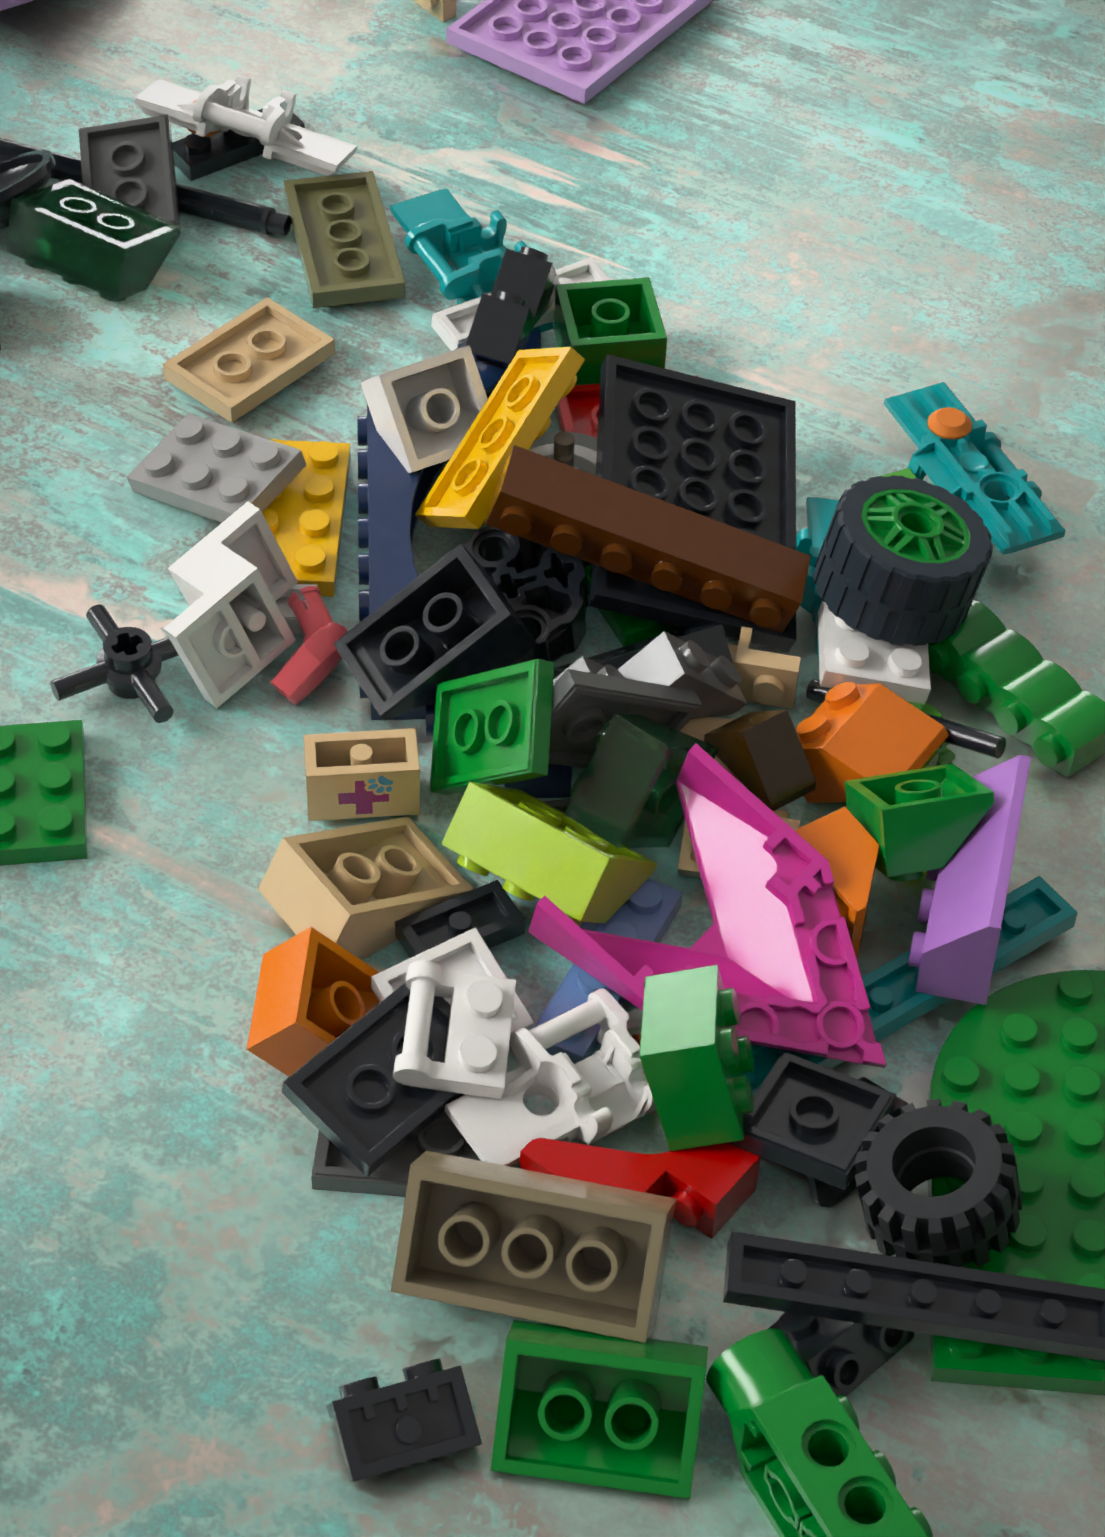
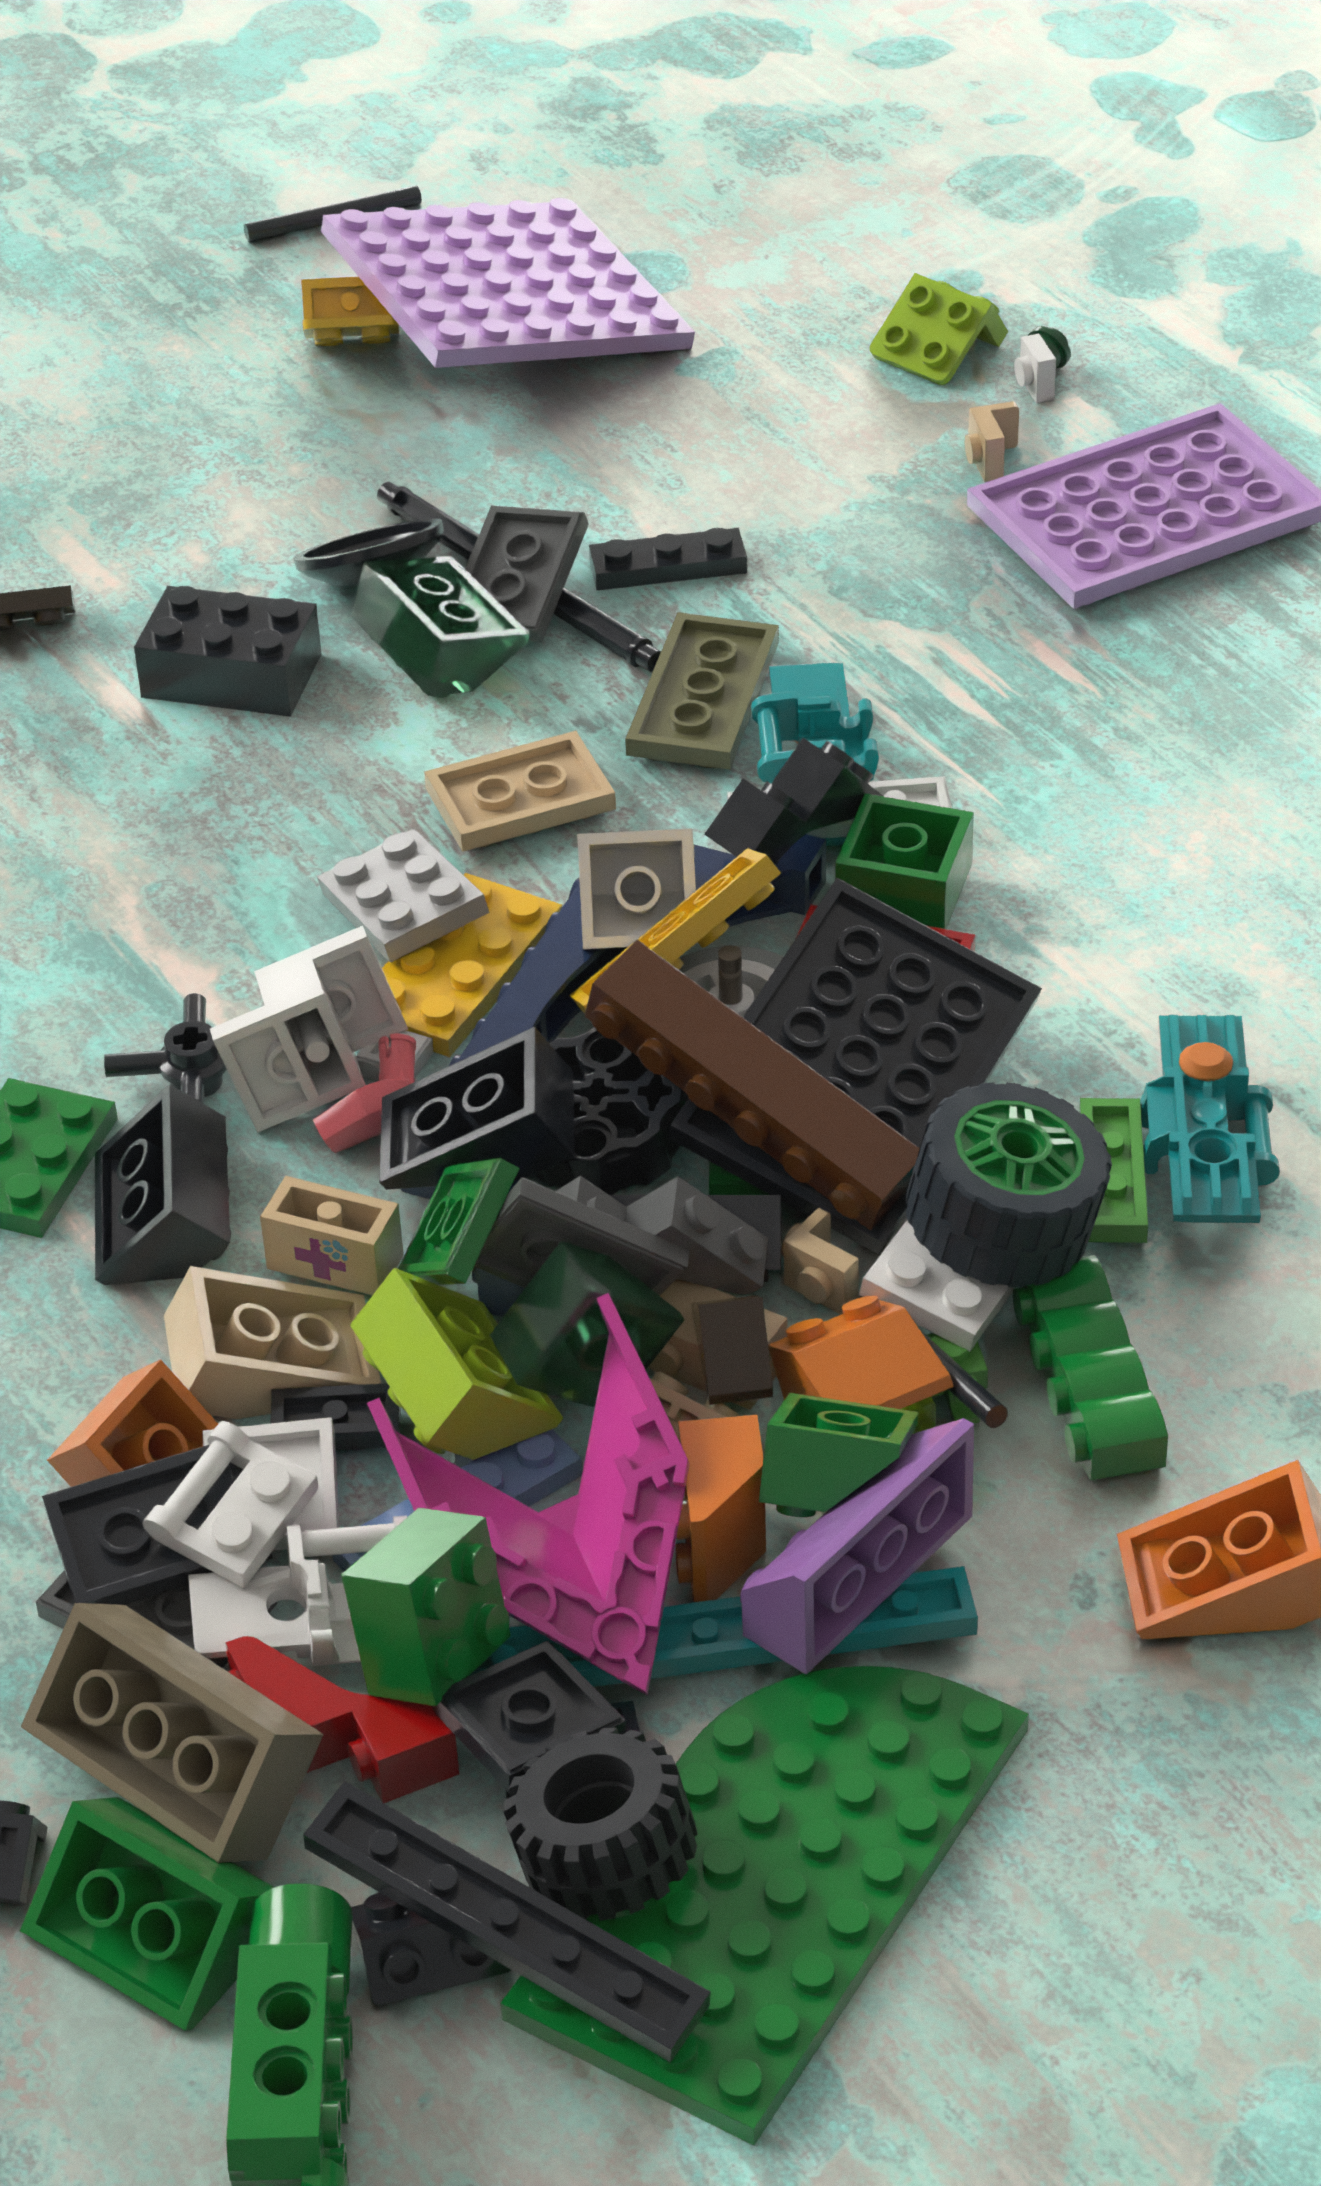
camera: 30 degrees right, 5 degrees down
(179, 786) = (162, 1192): none -> black slope
(228, 108) = (662, 525): white piece -> none

